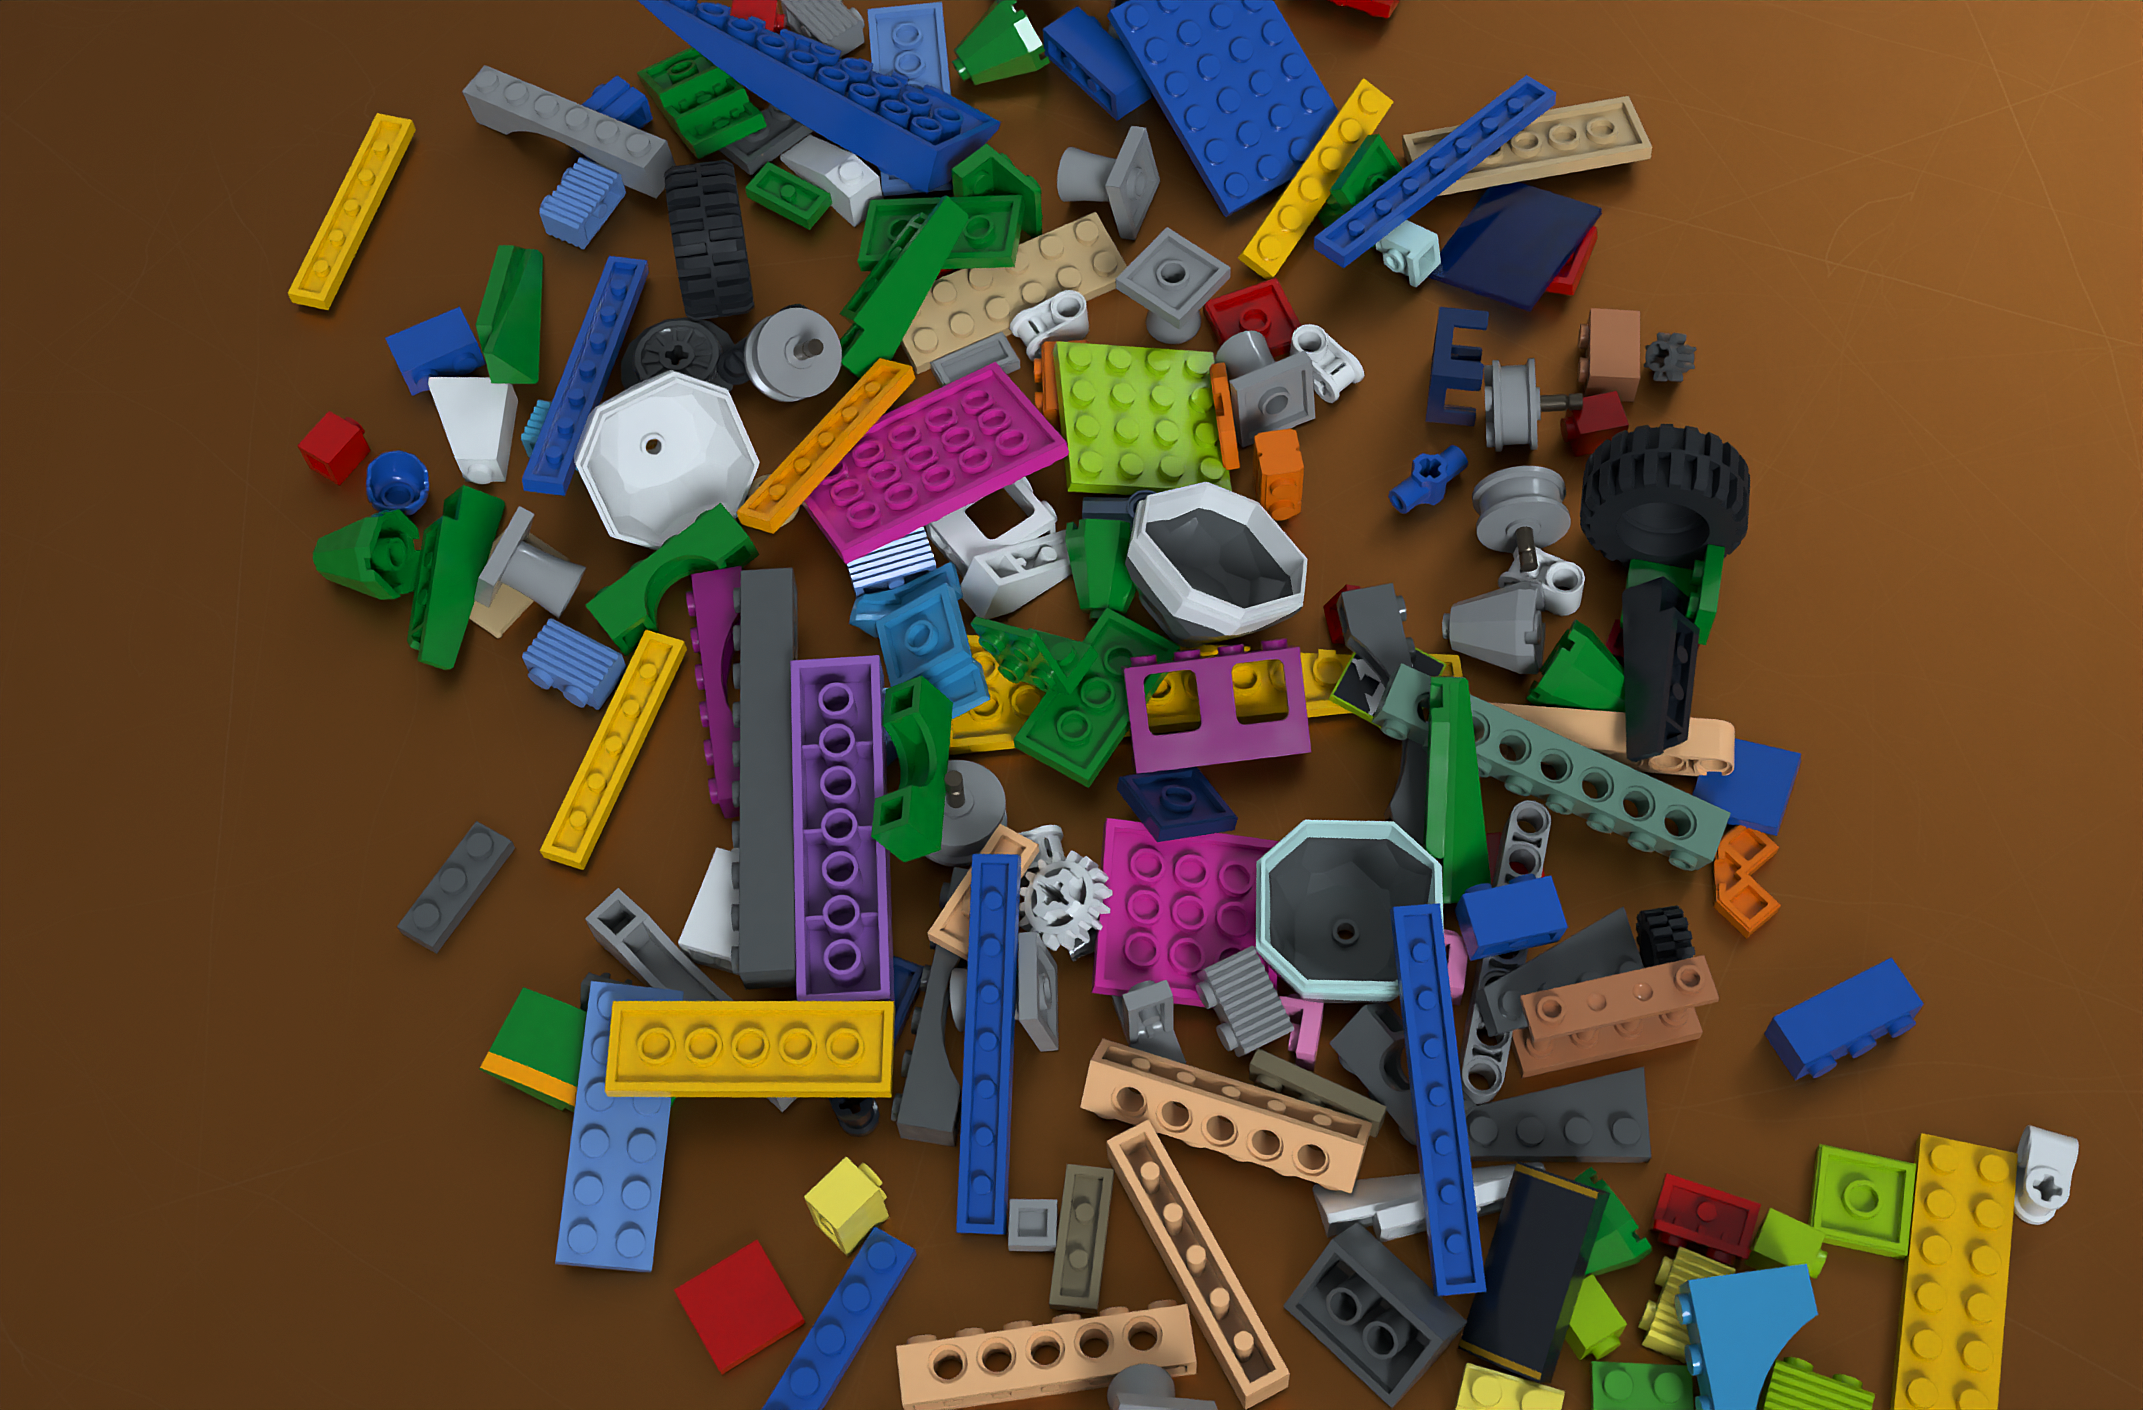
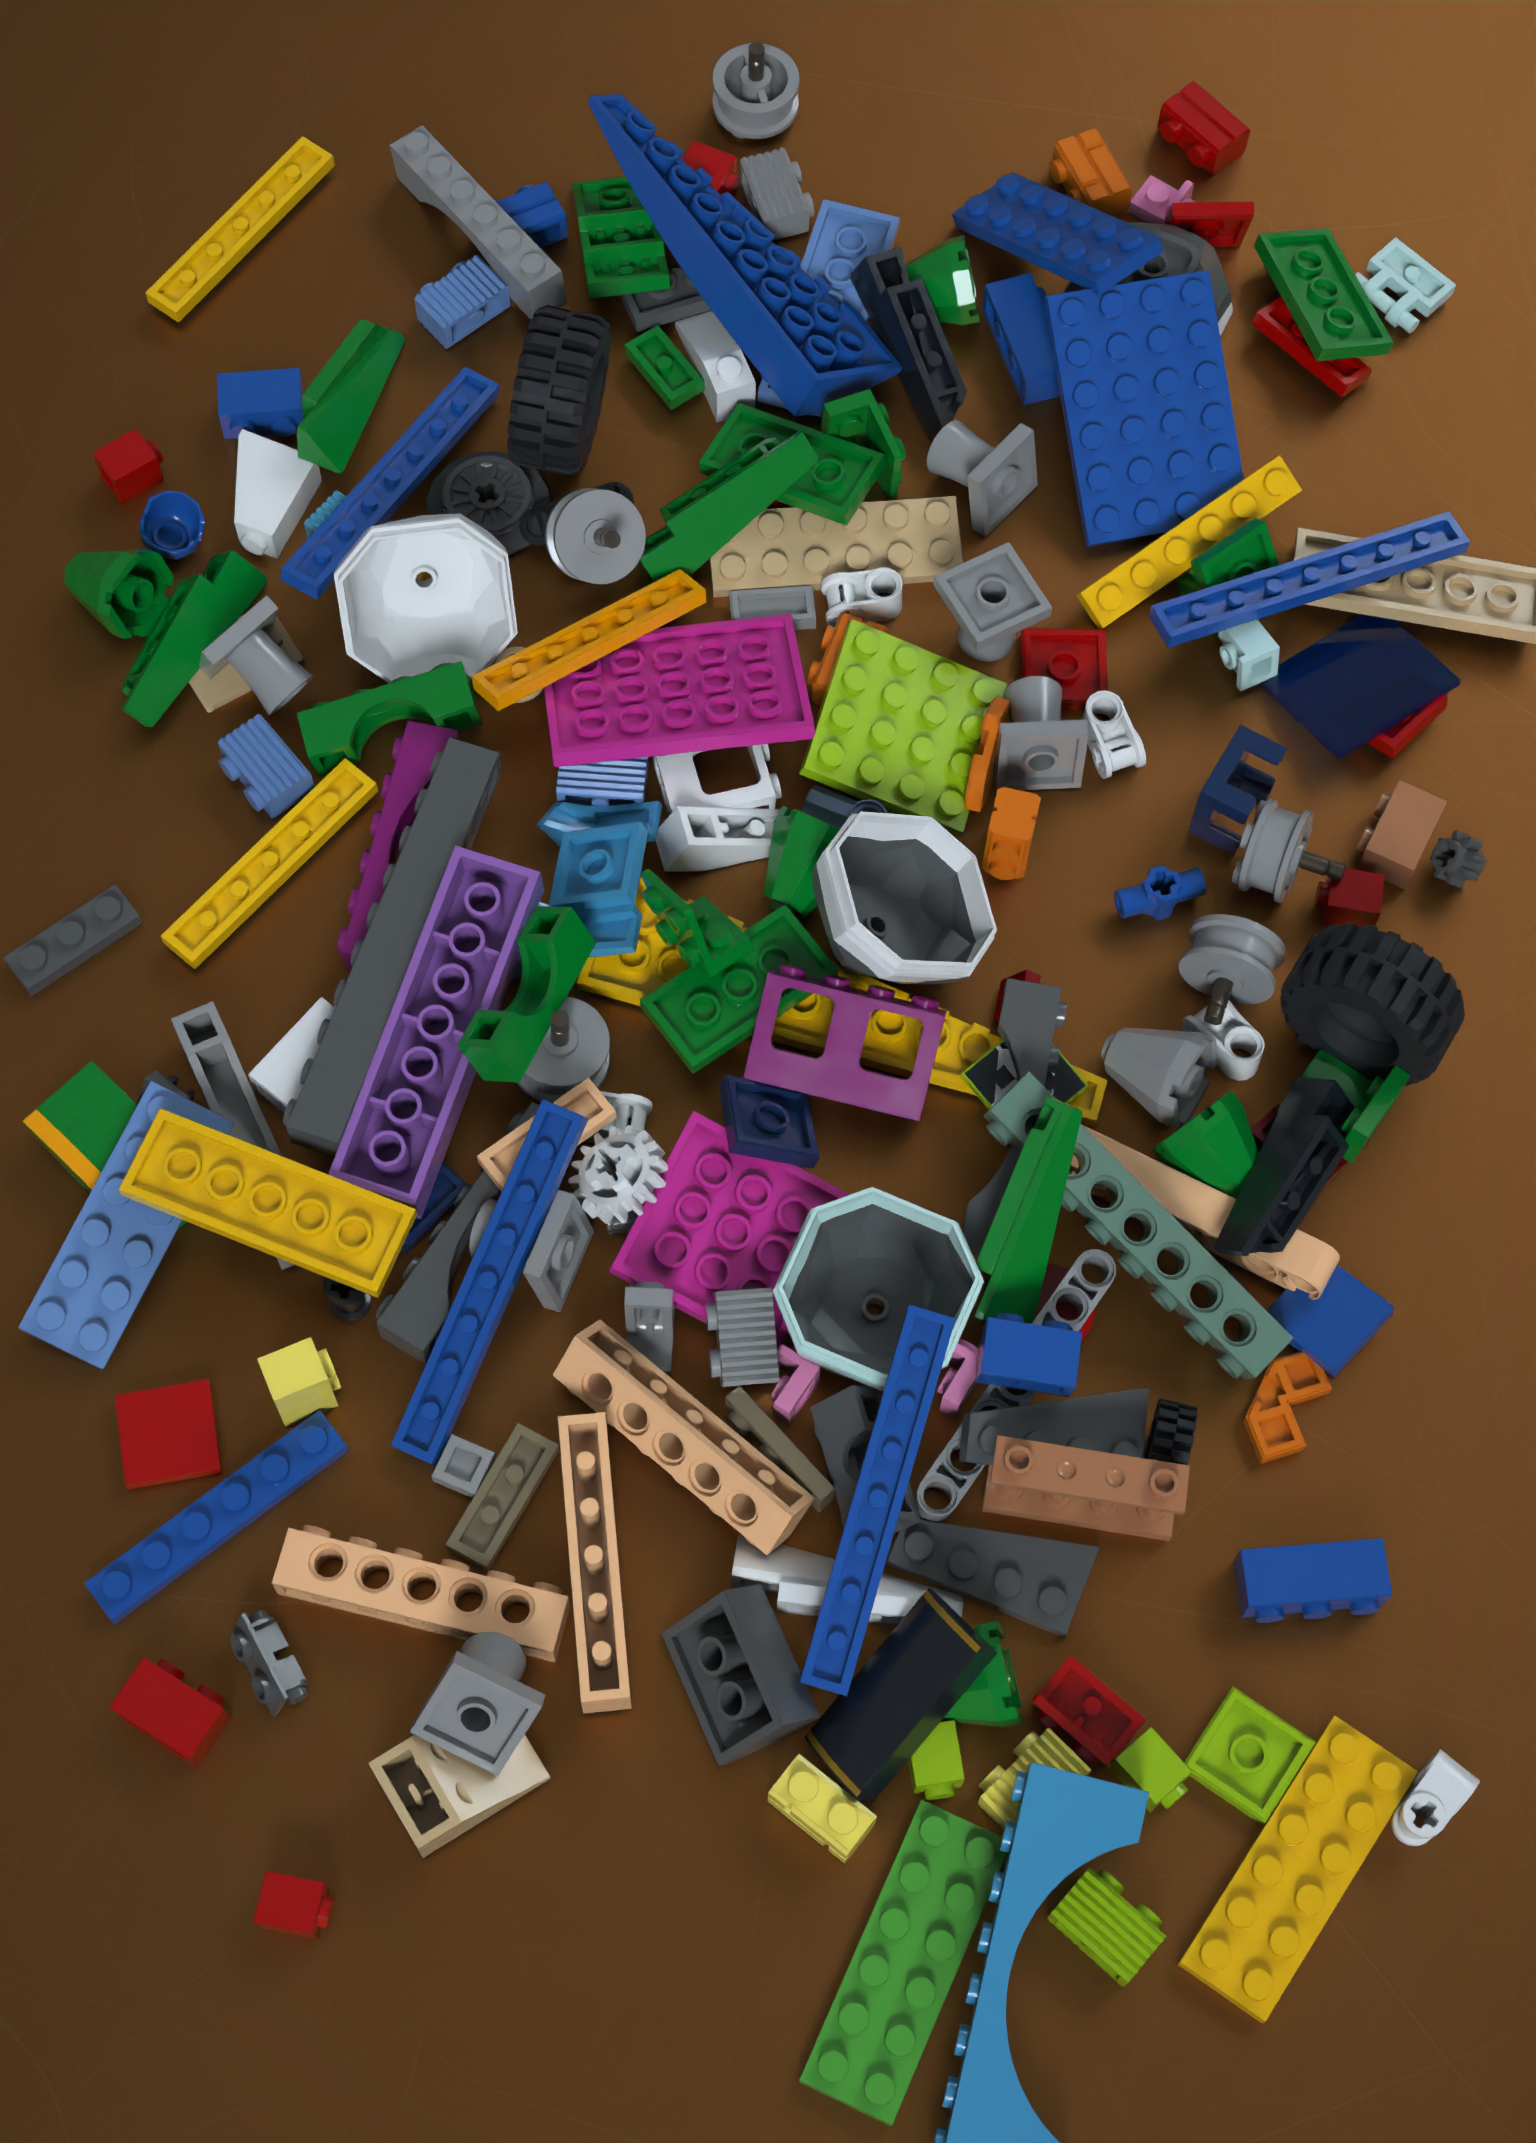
camera: 15 degrees right, 5 degrees up
(997, 88) = (913, 335): none -> black wedge

